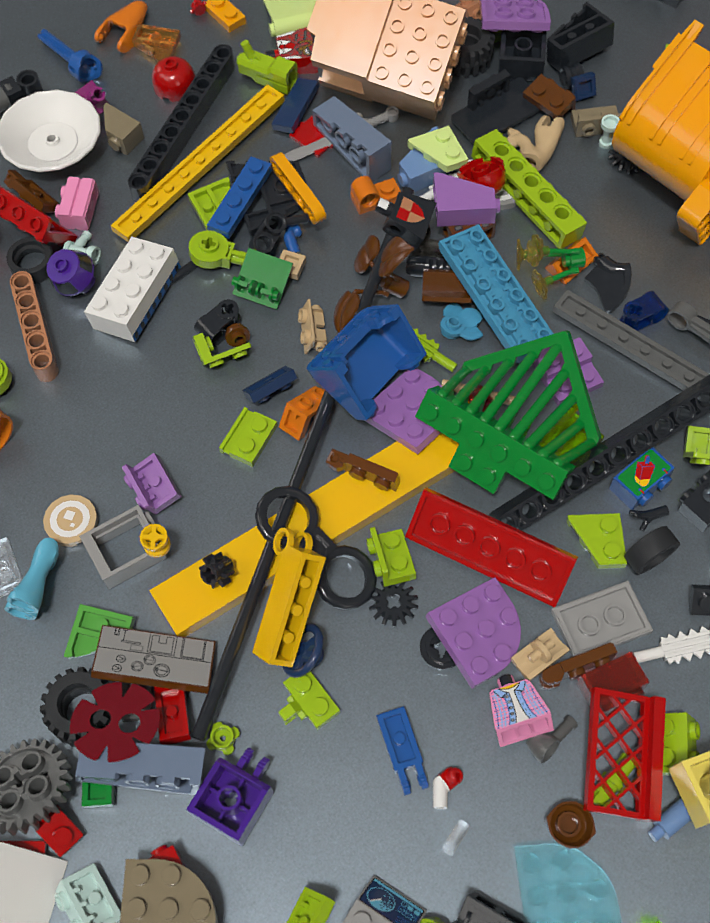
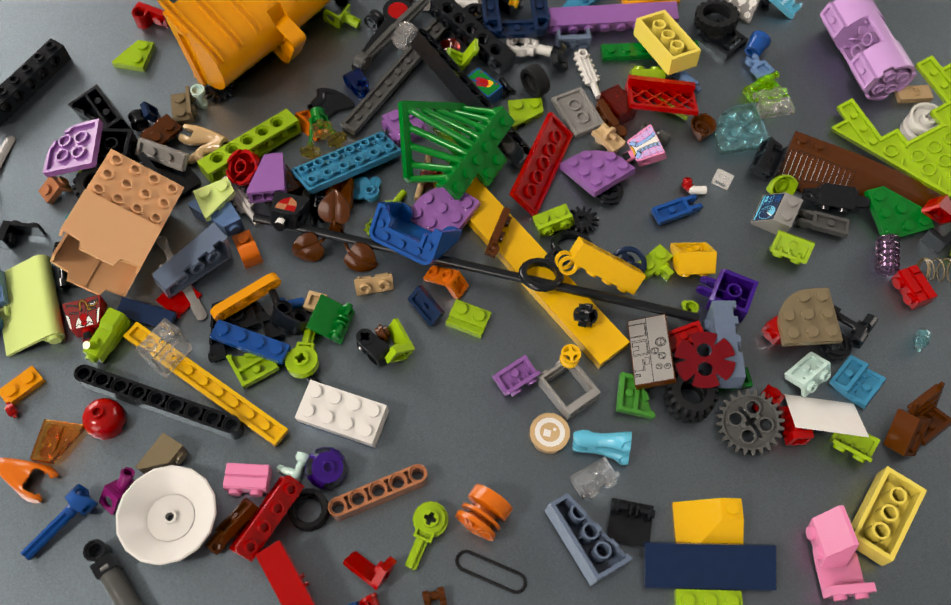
camera: 100 degrees left, 0 degrees up
(222, 90) = (160, 355): none -> clear window
(309, 756) = (693, 258): none -> yellow slope
(513, 98) = (162, 154): none -> light grey tile

